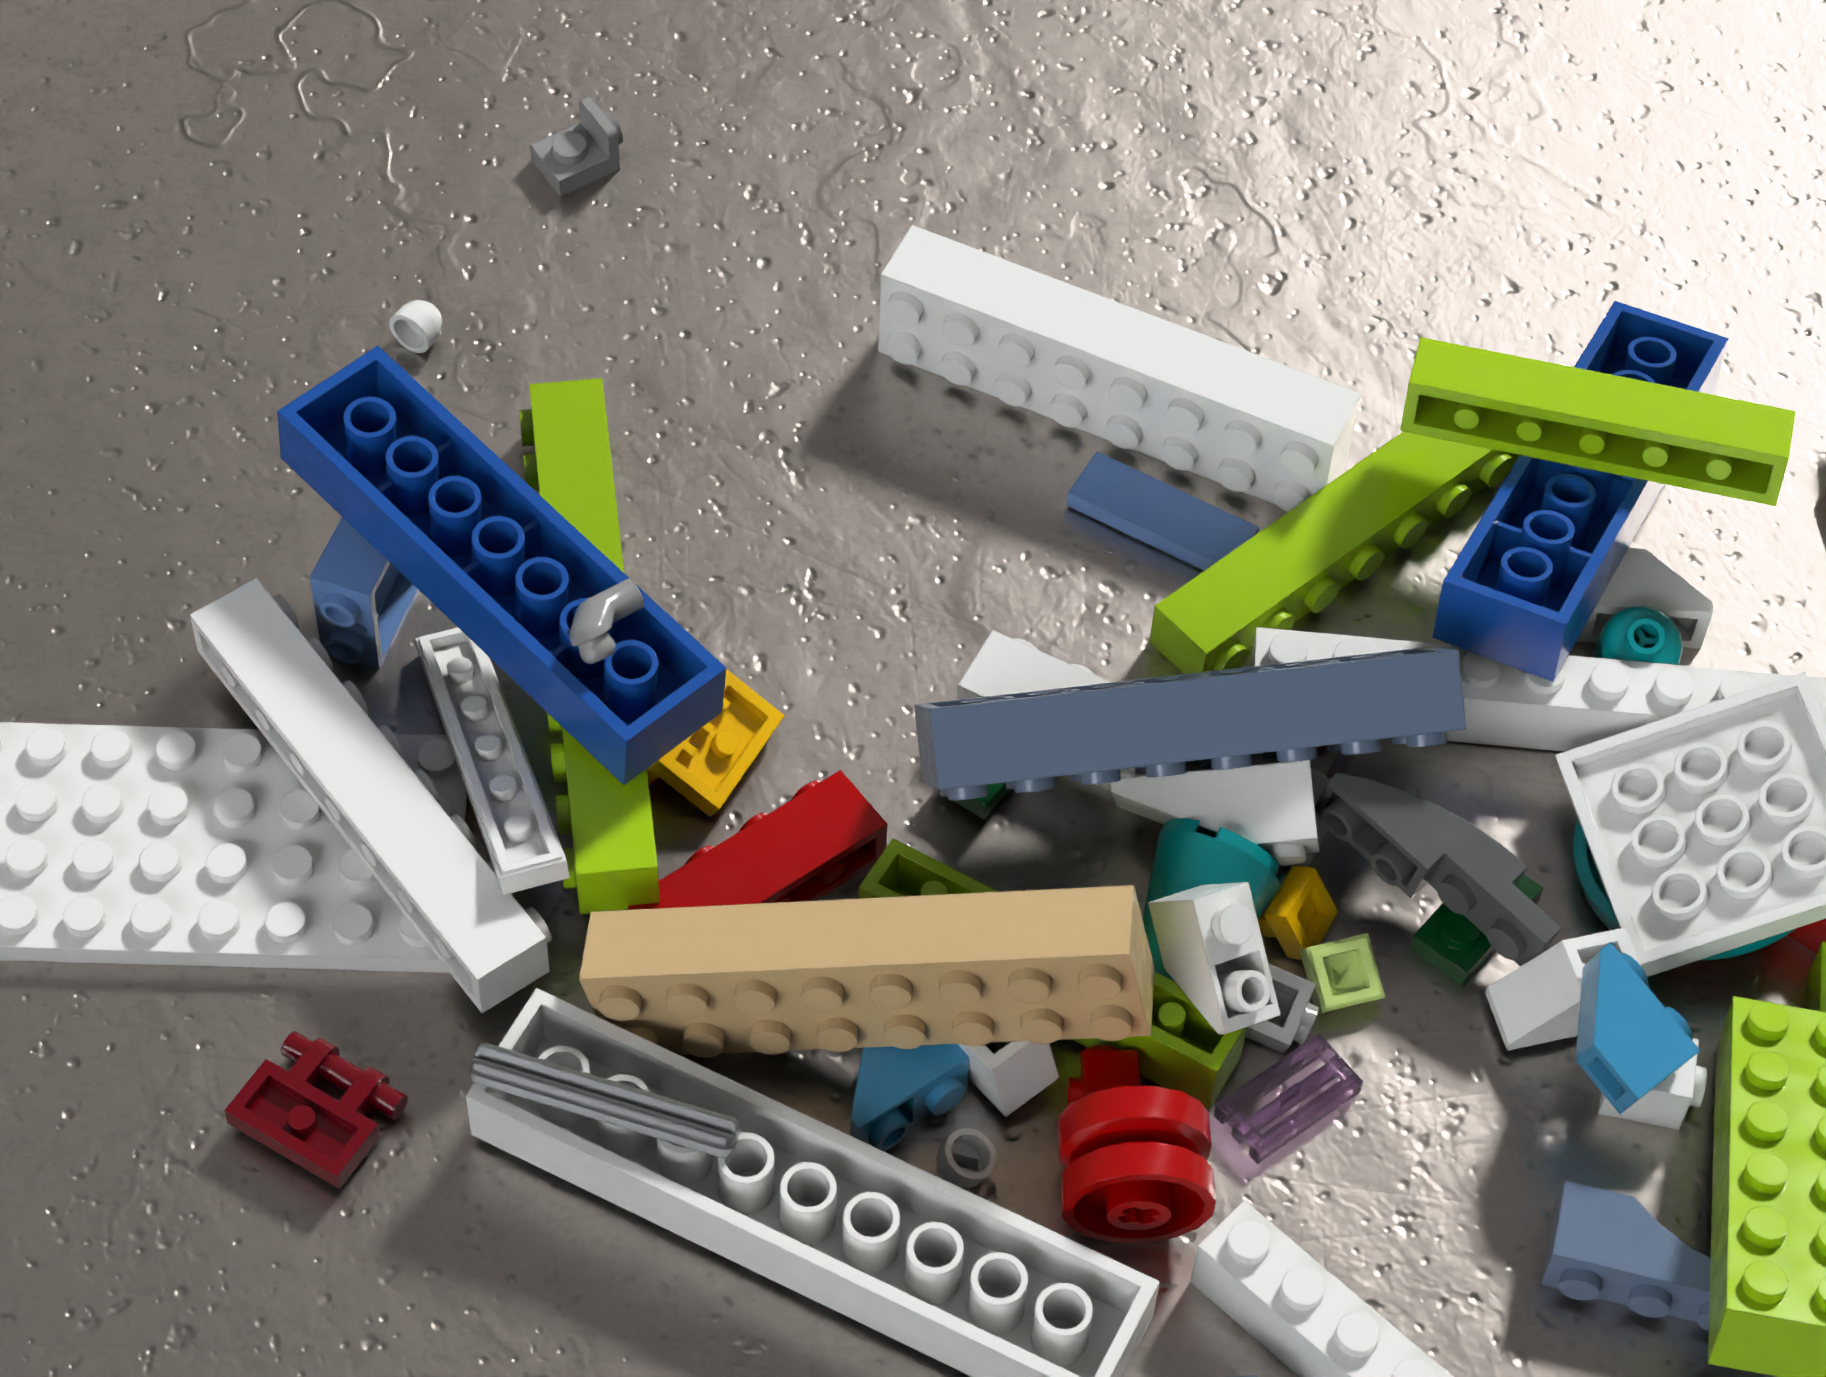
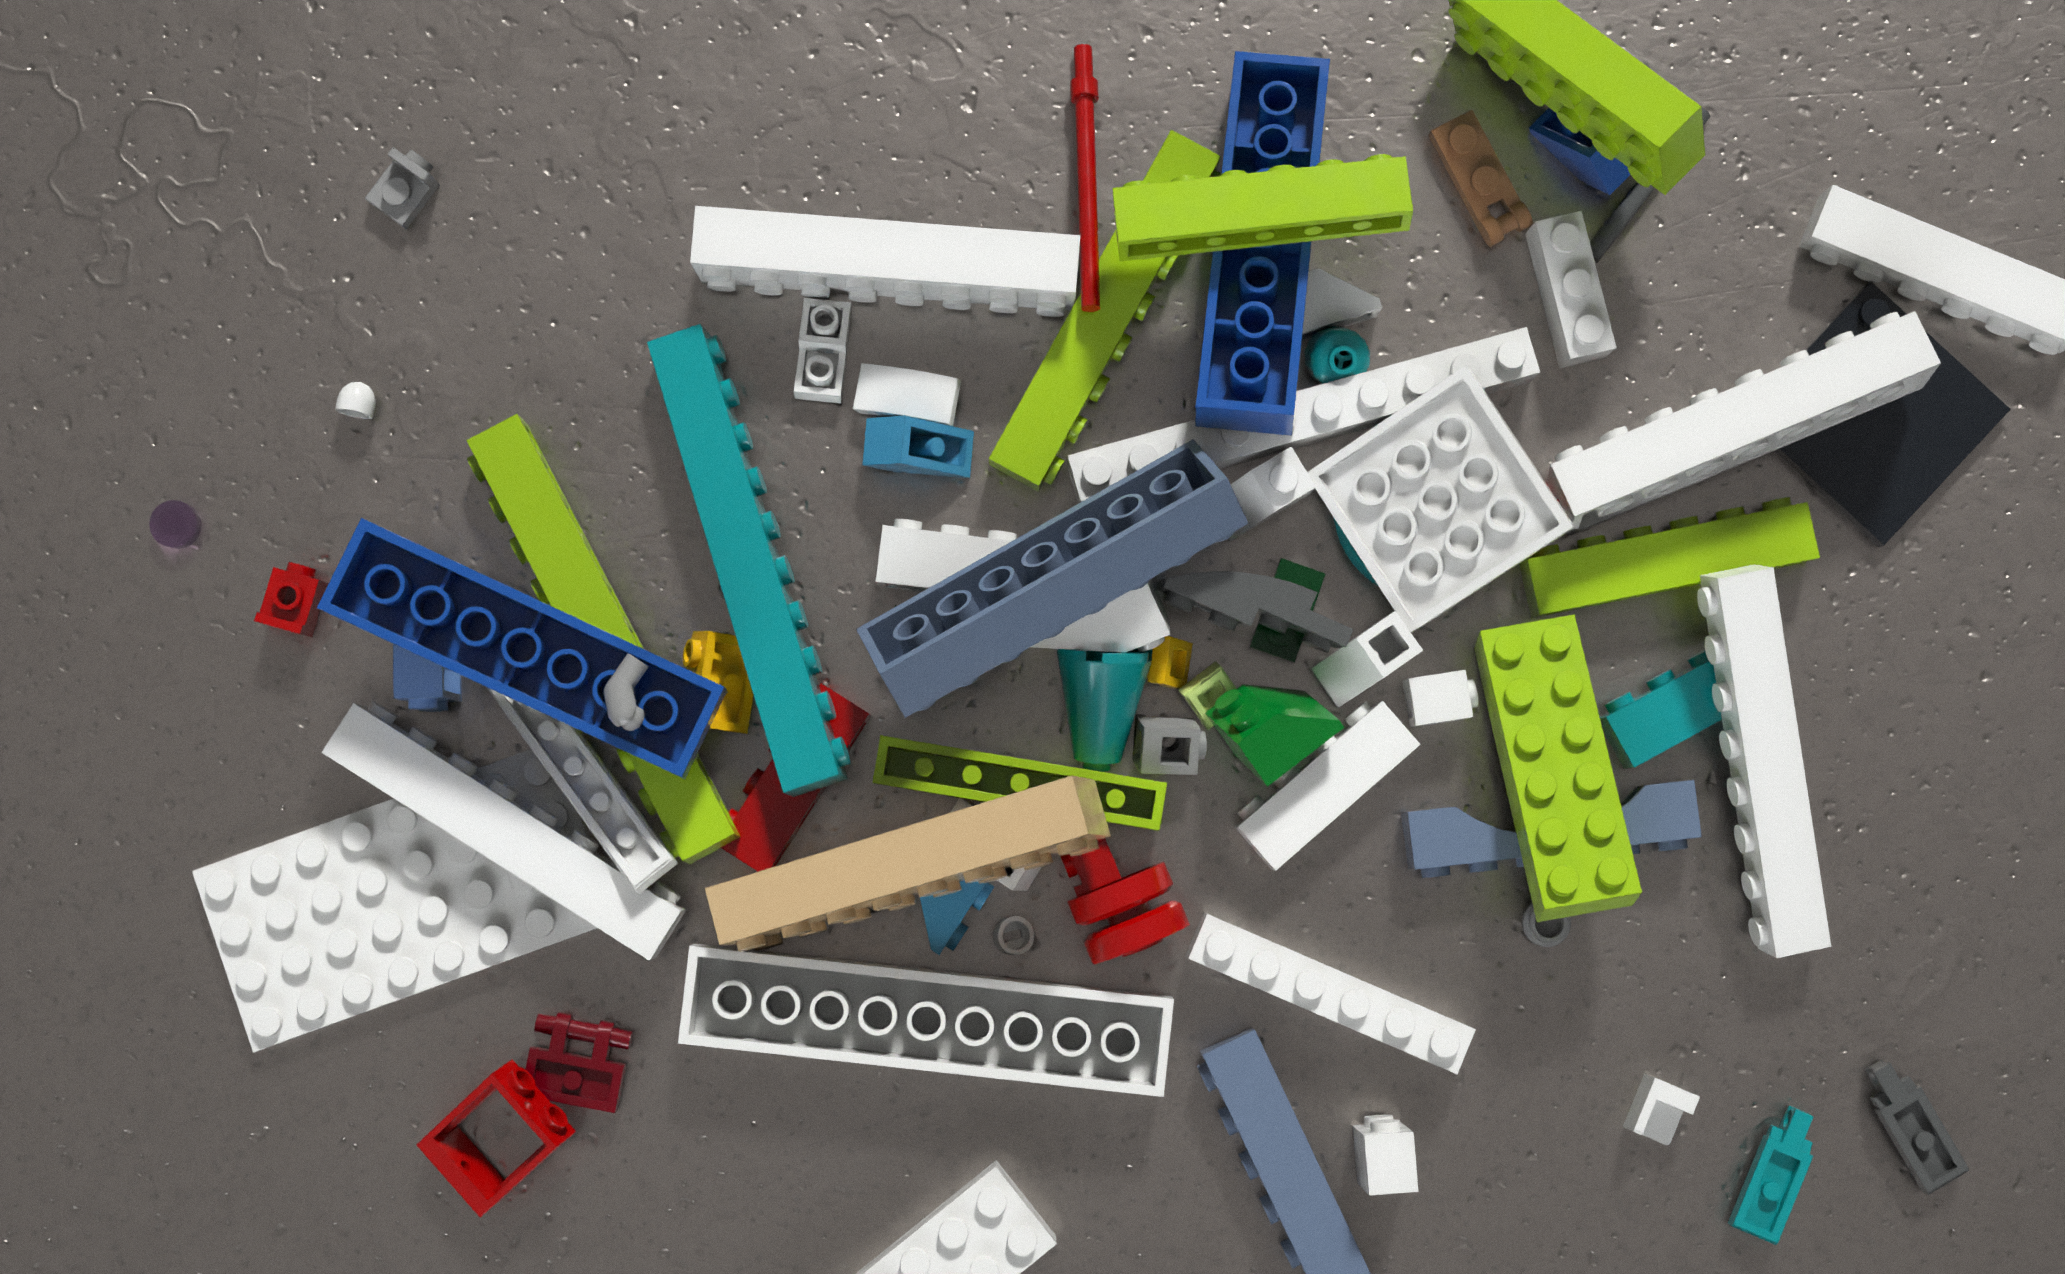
camera: 20 degrees left, 30 degrees up
(102, 1116) = (466, 1166): none -> red window
(141, 376) = (175, 524): none -> clear purple tile
(235, 487) = (301, 614): none -> red brick
(605, 1100) = (770, 1018): dark grey axle -> none
(810, 623) = (748, 561): none -> teal brick
(995, 455) = (822, 350): none -> white slope
(1069, 578) = (917, 447): none -> dark azure slope
(1088, 526) = (906, 392): none -> white slope
(1157, 512) = (963, 356): medium blue tile -> none
(1217, 953) = (1131, 750): white slope -> none
(1248, 1129) = (1184, 834): clear purple tile -> none
(1405, 1007) = (1272, 727): none -> green slope
(1412, 312) = (1084, 96): none -> red bar
(1459, 1126) = (1326, 785): none -> white brick
(1494, 768) = (1271, 489): none -> white slope
(1625, 1032) = (1419, 705): dark azure slope -> none

